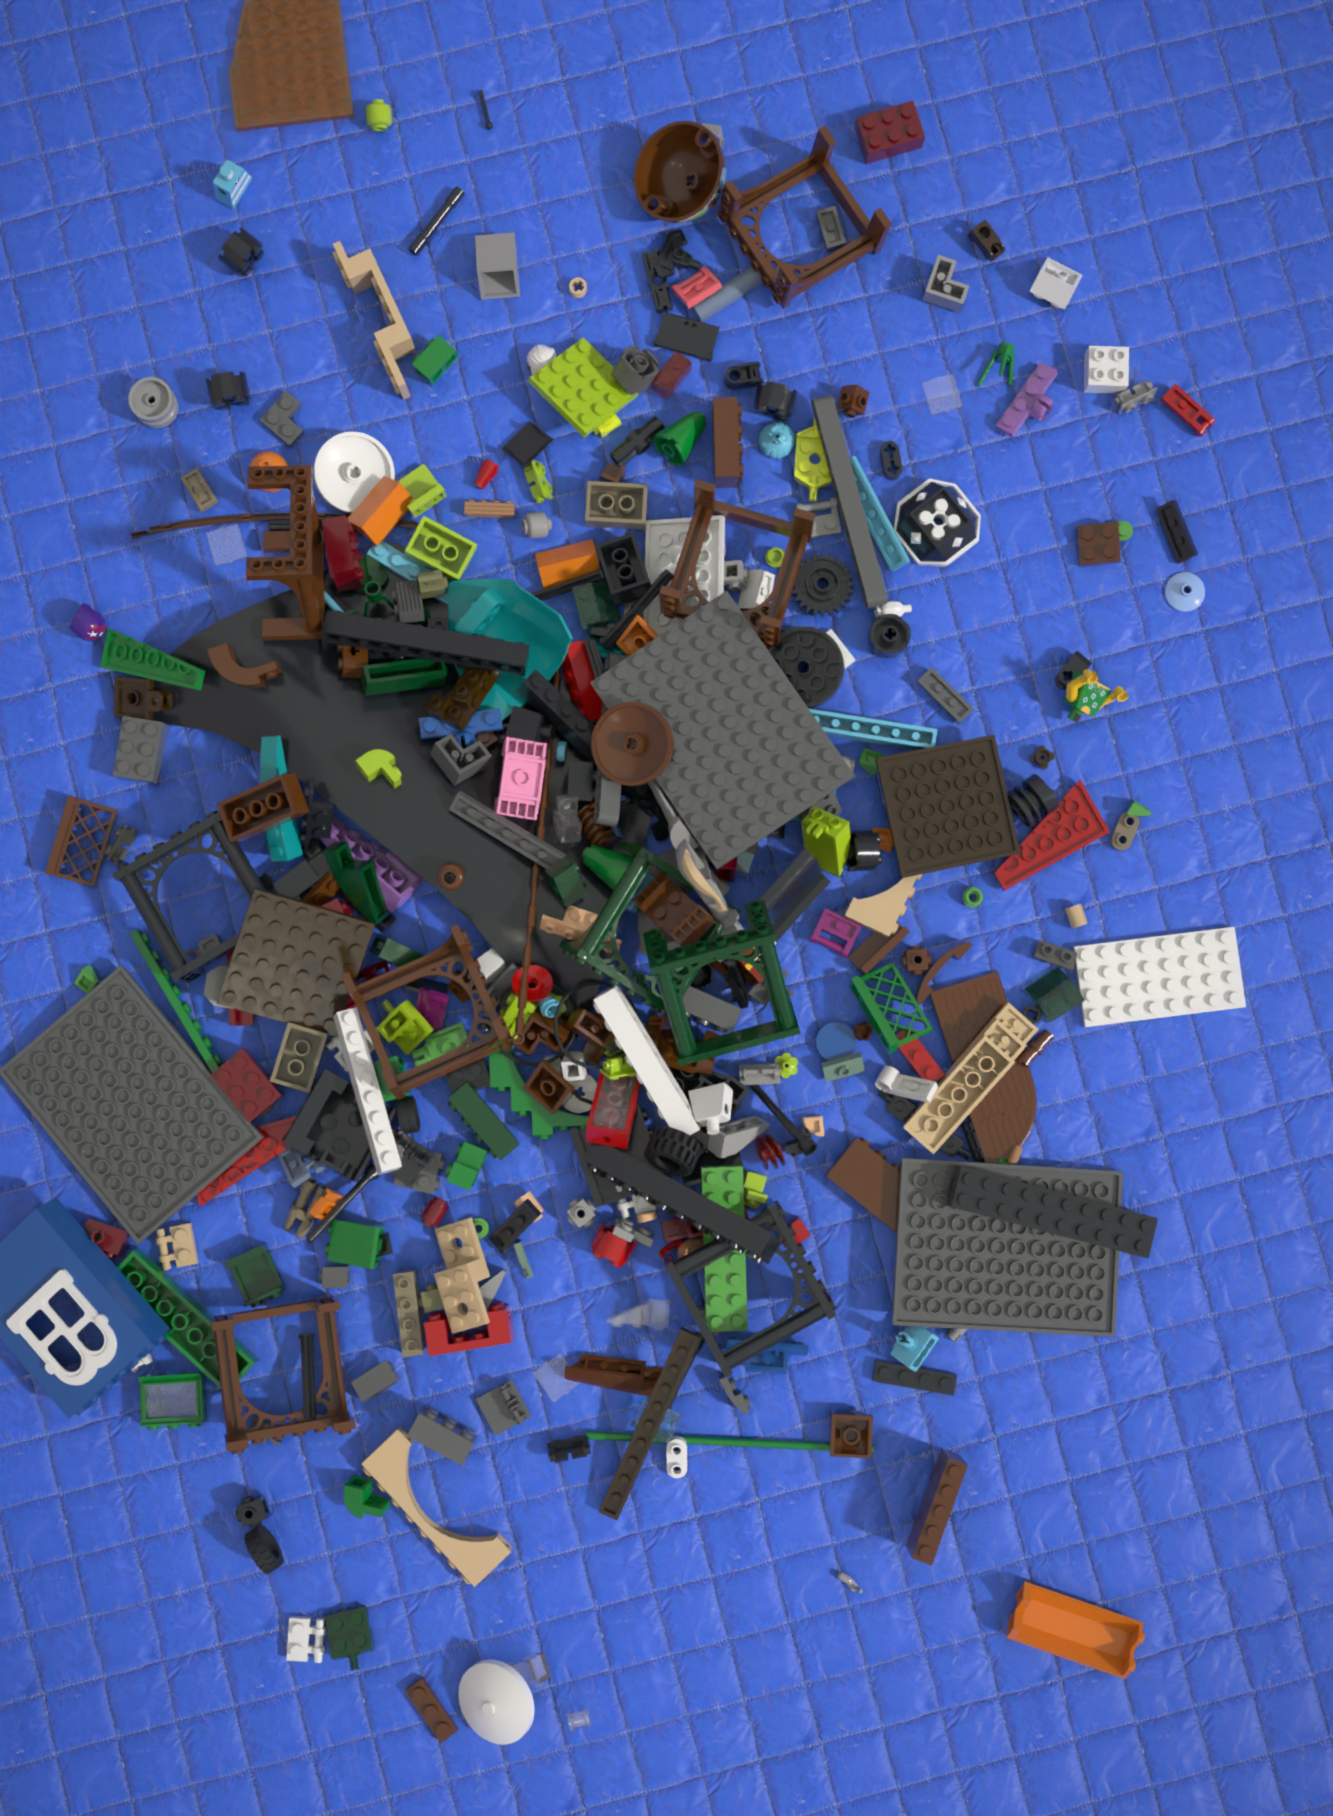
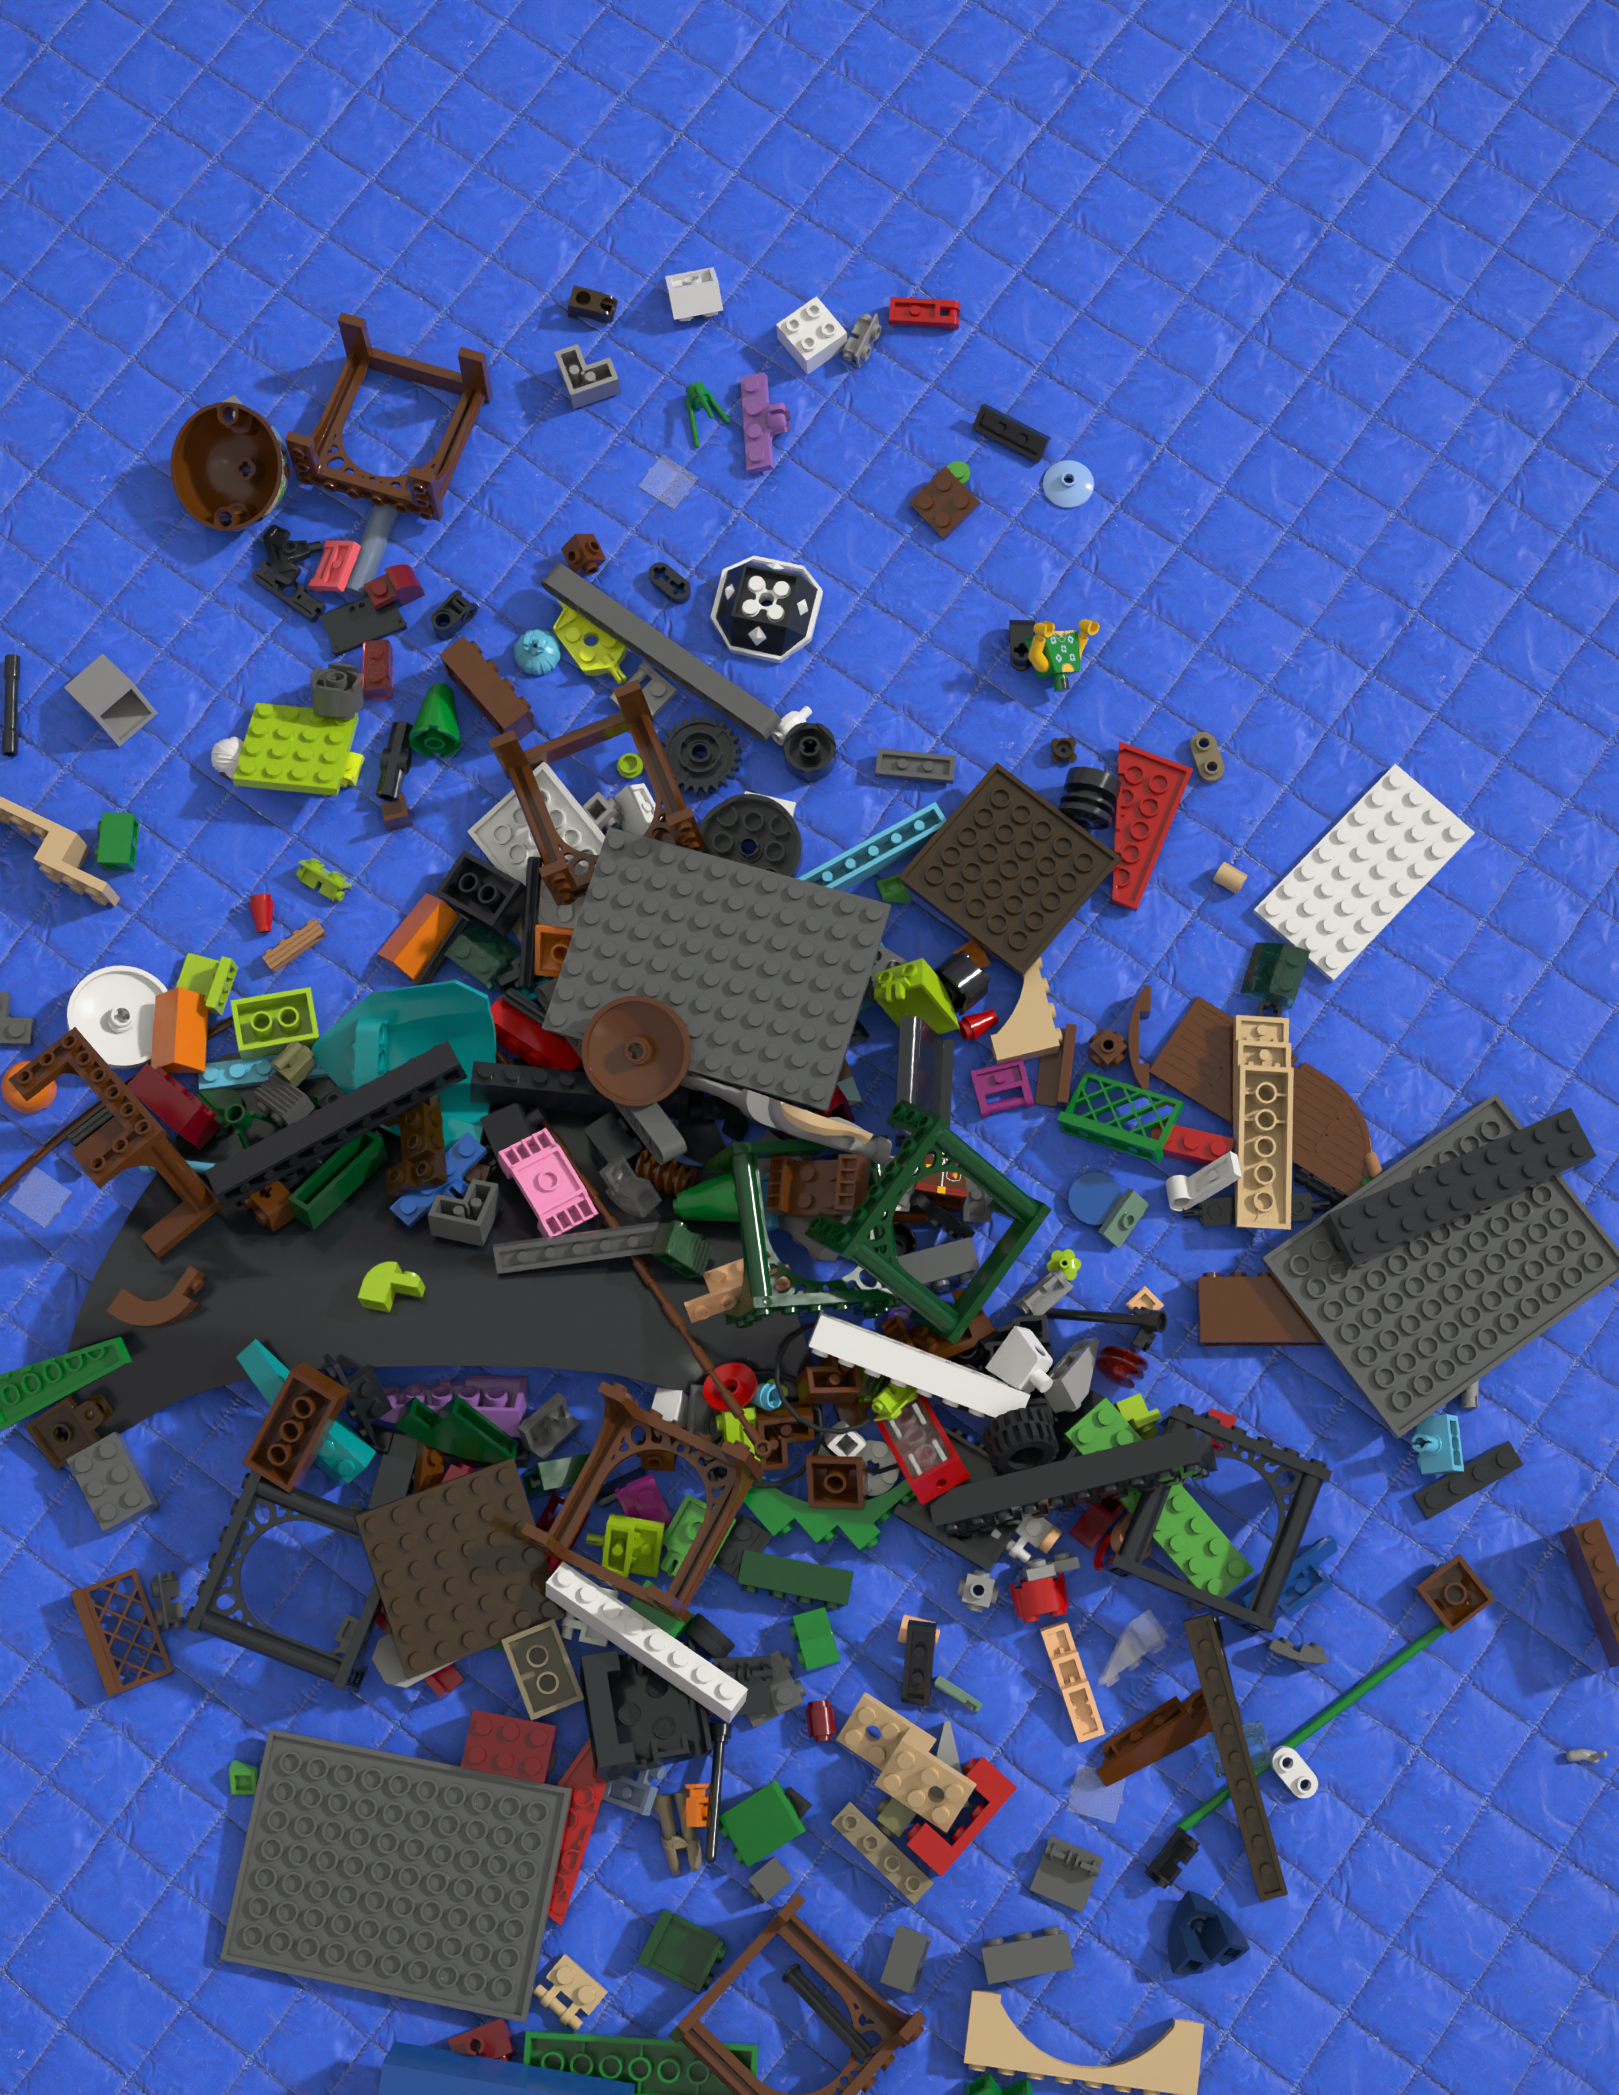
camera: 30 degrees left, 10 degrees down
(173, 994) = (349, 1714): green plate -> none
(412, 920) = (548, 1427): none -> flat silver bracket
(454, 882) = (564, 1343): reddish brown head -> none
(485, 1227) = (885, 1691): bright green plate -> none
(527, 444) = (282, 849): black piece -> none
(536, 525) = (356, 923): light grey head -> none
(550, 1503) = (1202, 1936): none -> dark blue brick
(561, 751) = (567, 1128): medium azure tile -> none
(577, 281) = (217, 663): tan bush -> none
(594, 1305) = (1072, 1681): none -> light nougat slope
(616, 505) = (424, 838): dark tan brick -> none
(725, 329) = (396, 584): none -> dark red brick
(775, 400) = (503, 613): black brick -> none
(830, 228) = (425, 410): dark grey plate -> none
(851, 882) = (976, 1024): none -> red cone
(862, 1031) = (1113, 1165): reddish brown plate -> none
(878, 521) = (711, 652): medium azure plate -> none
(889, 132) = (409, 277): dark red brick -> none
(979, 897) = (1114, 935): bright green plate -> none
(1035, 1048) = (1302, 1041): reddish brown pin -> none
(1055, 955) = (1241, 932): dark grey hinge -> none
(1138, 809) = (1201, 725): bright green slope -> none

